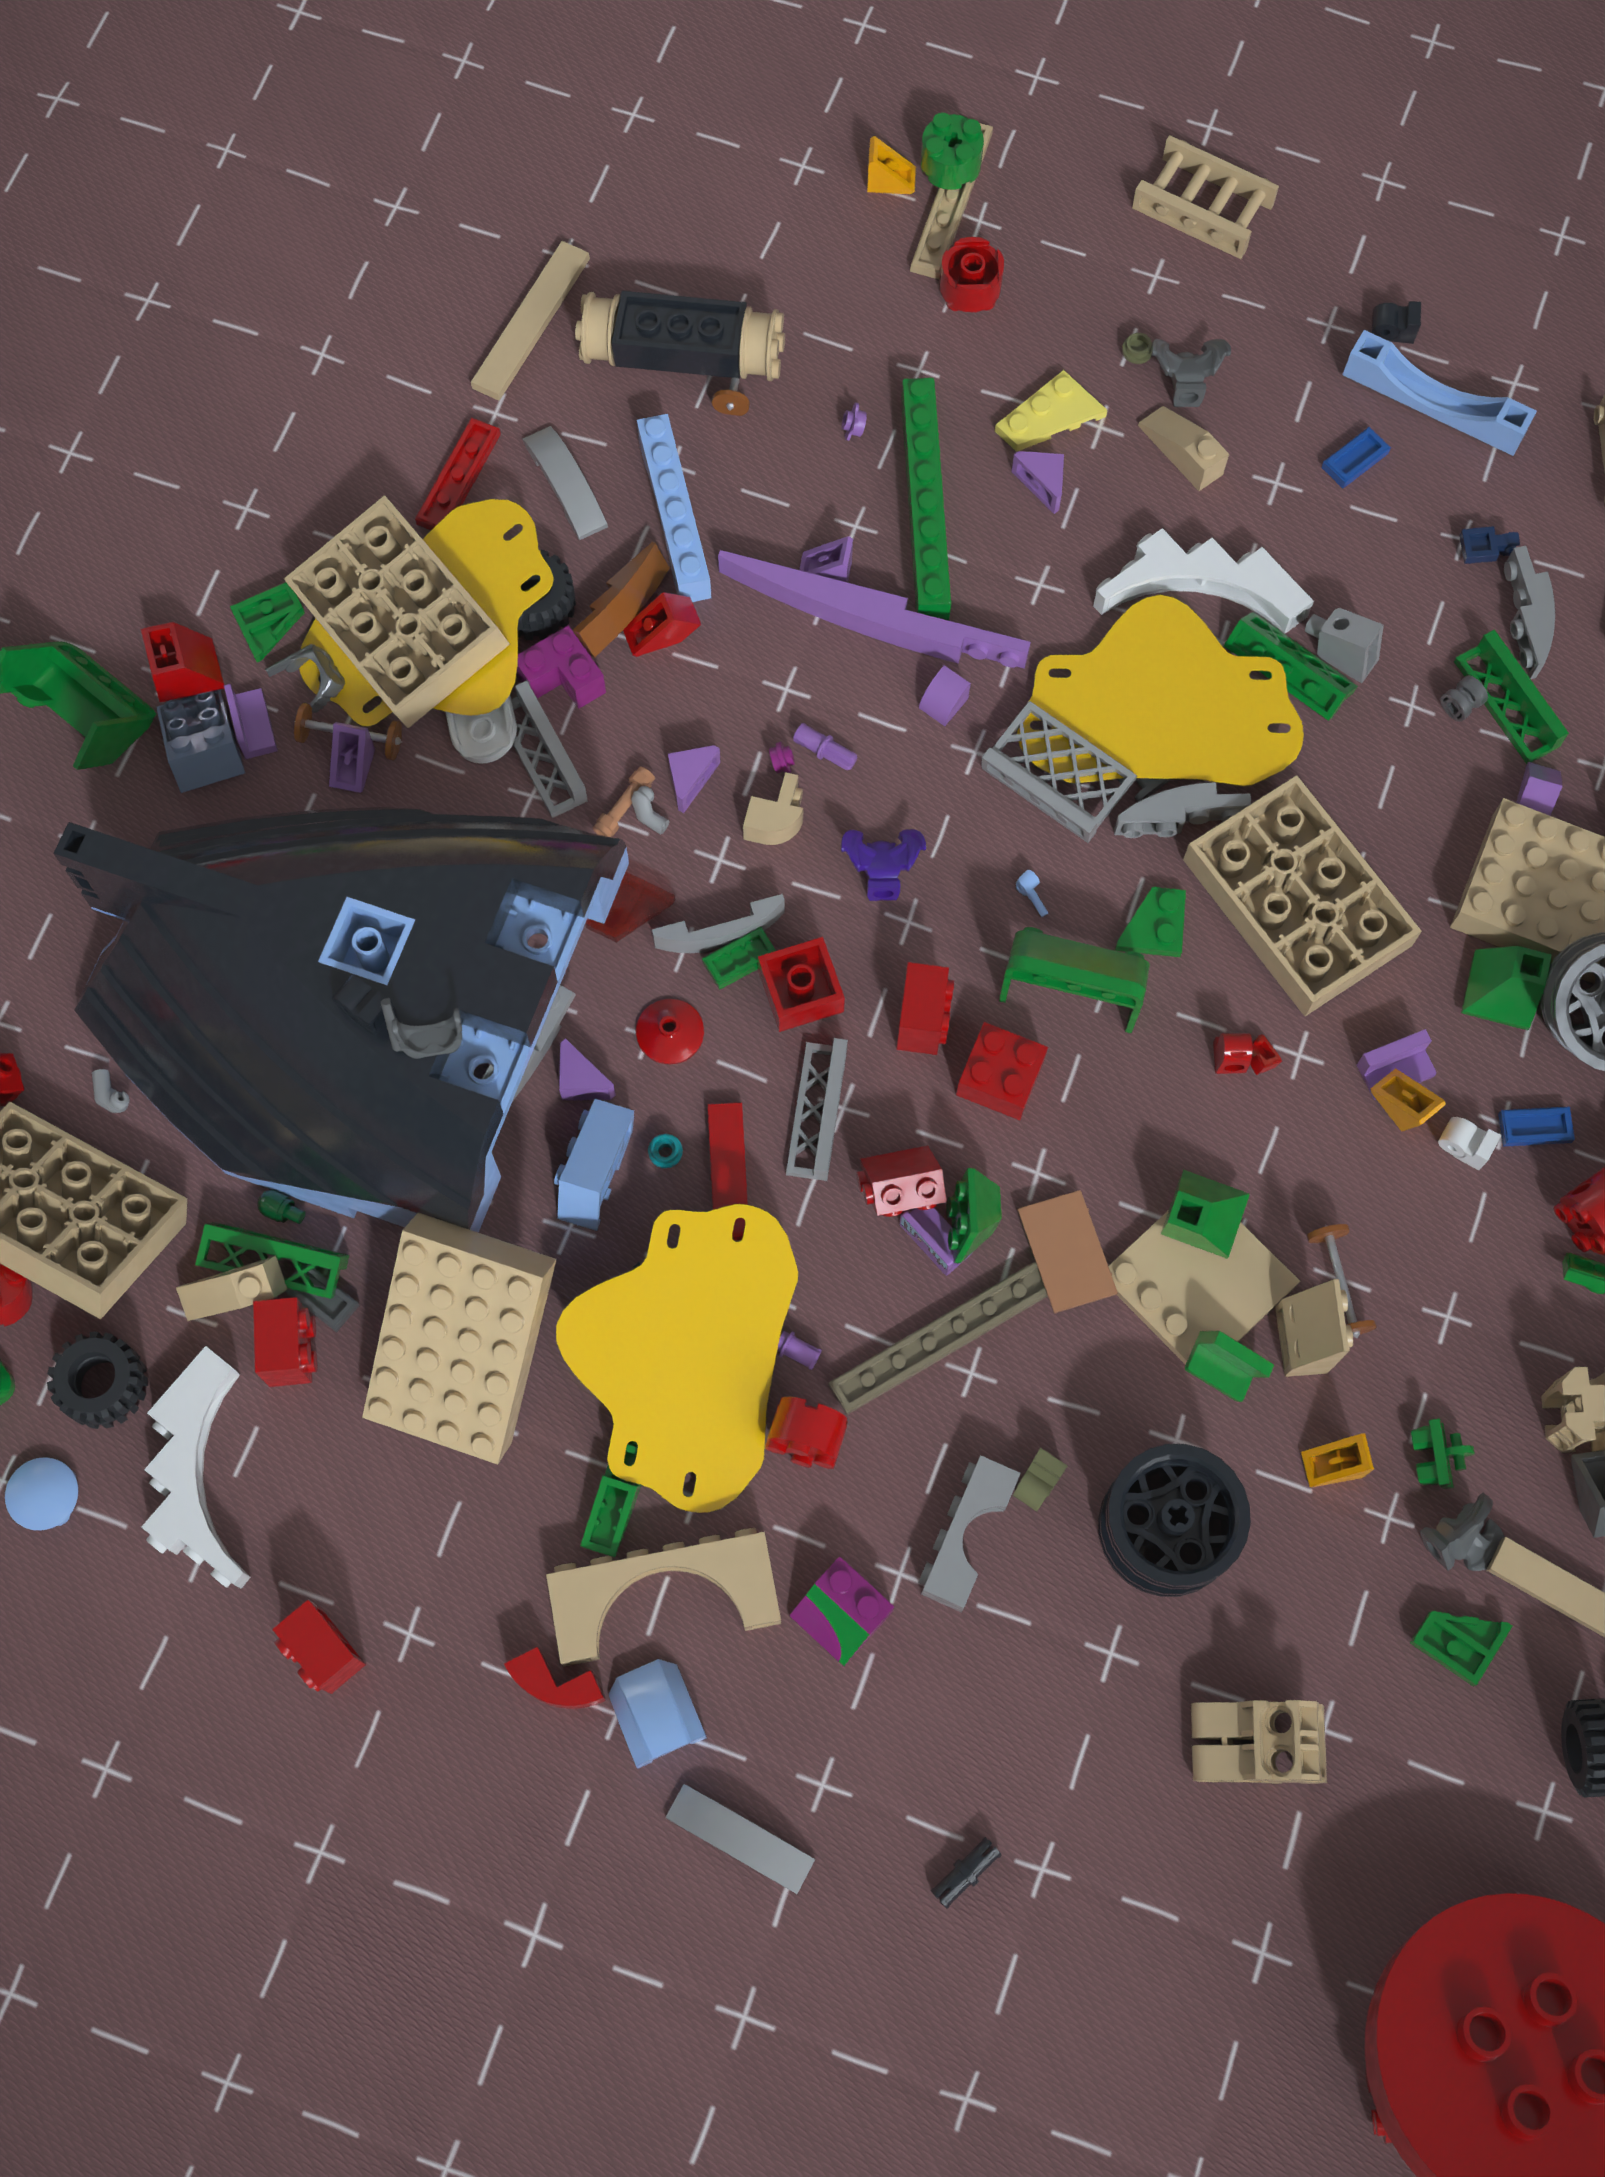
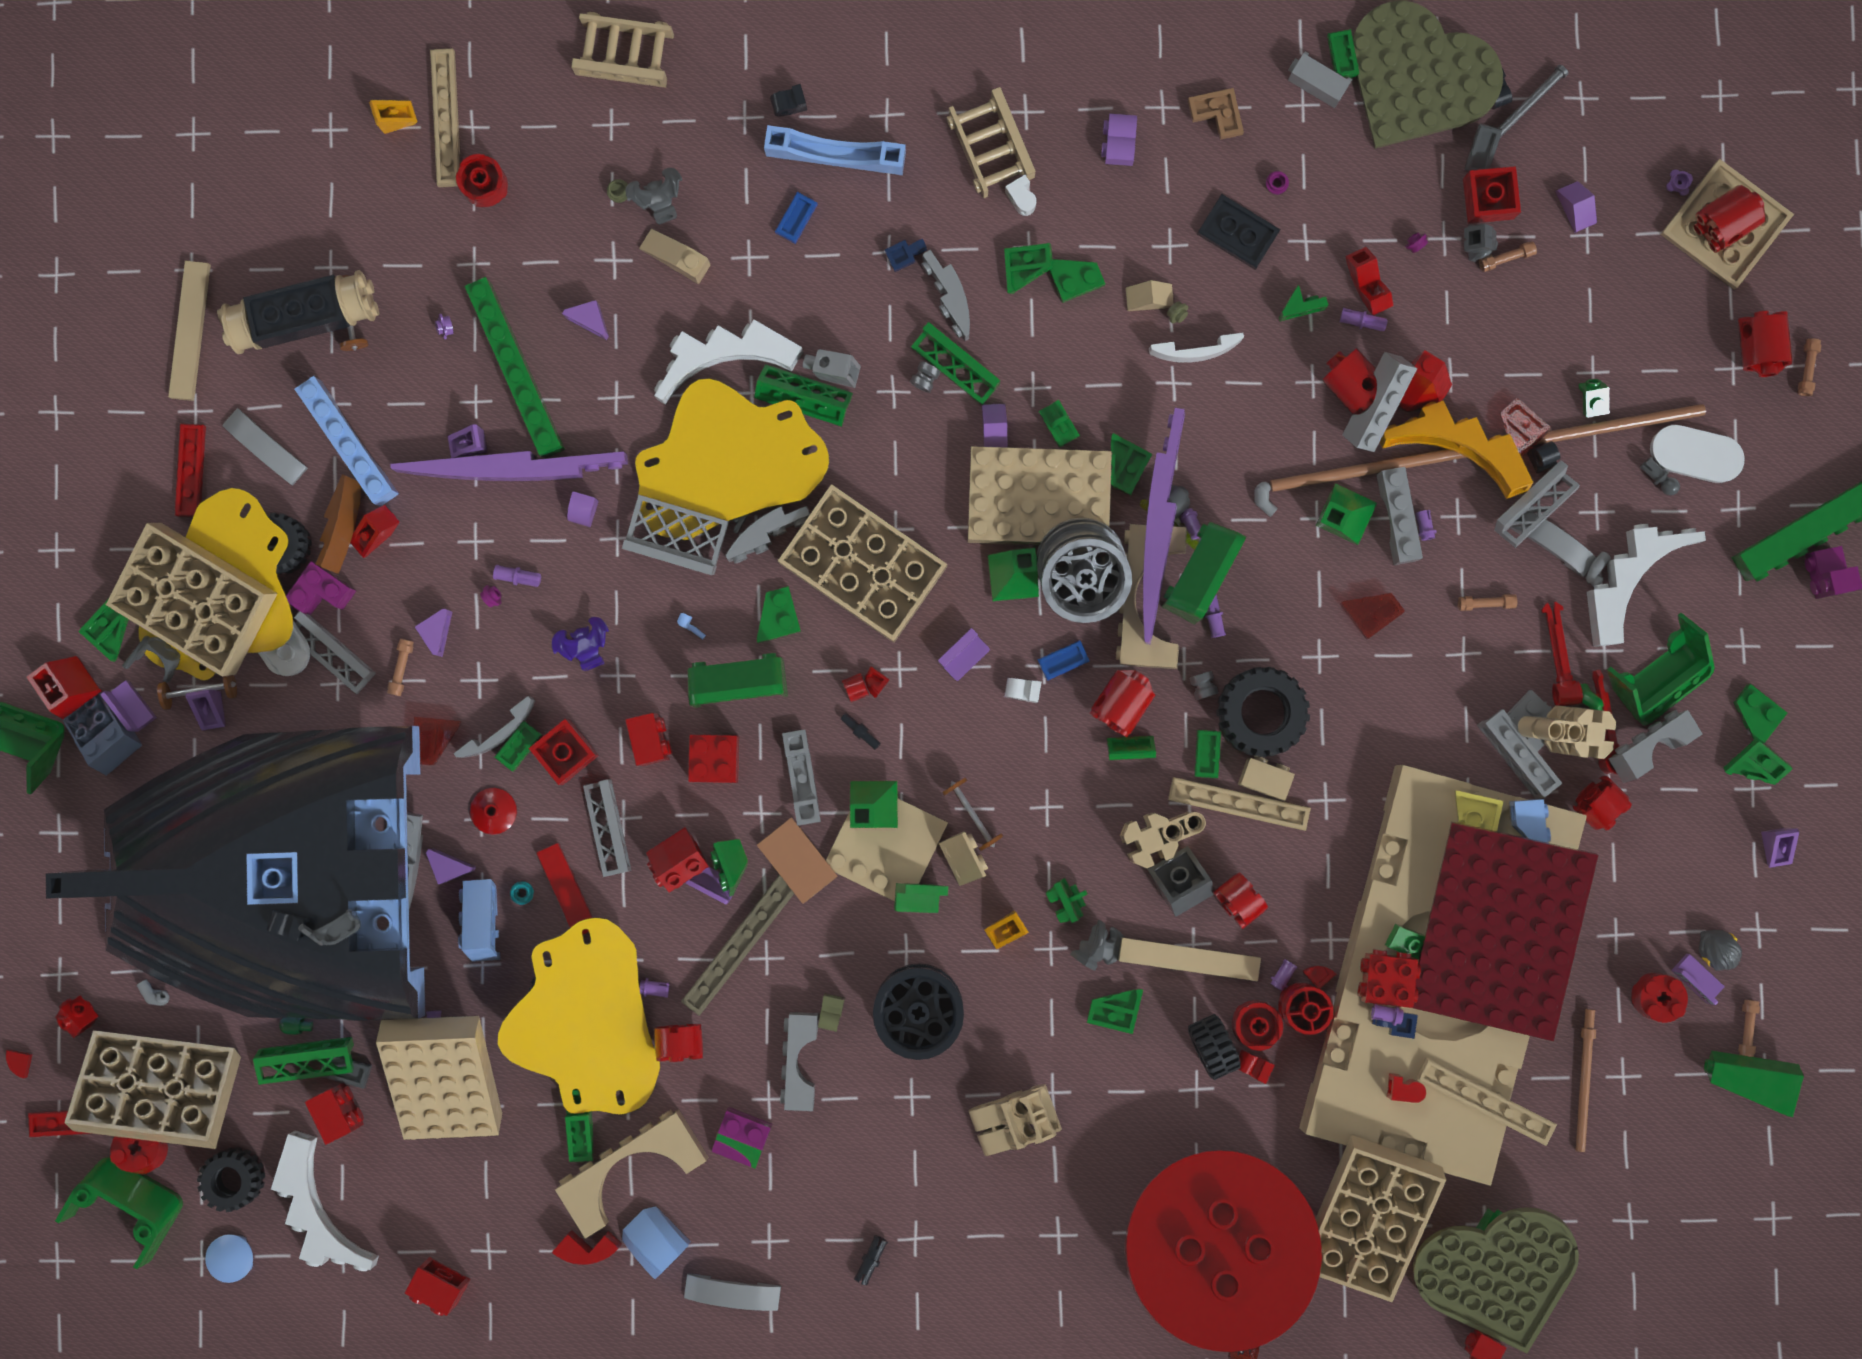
camera: 20 degrees left, 15 degrees up
(232, 1289) = (290, 1091): tan slope -> none
(644, 812) = (417, 669): light grey arm -> none
(774, 821) = (503, 643): tan brick -> none
(952, 150) = (434, 75): green brick -> none
(1050, 410) = (575, 263): light yellow wing -> none
(1114, 1140) = (801, 777): none -> light grey slope
(1218, 1113) = (860, 731): none -> black bar
(1406, 1100) = (974, 678): light orange slope -> none

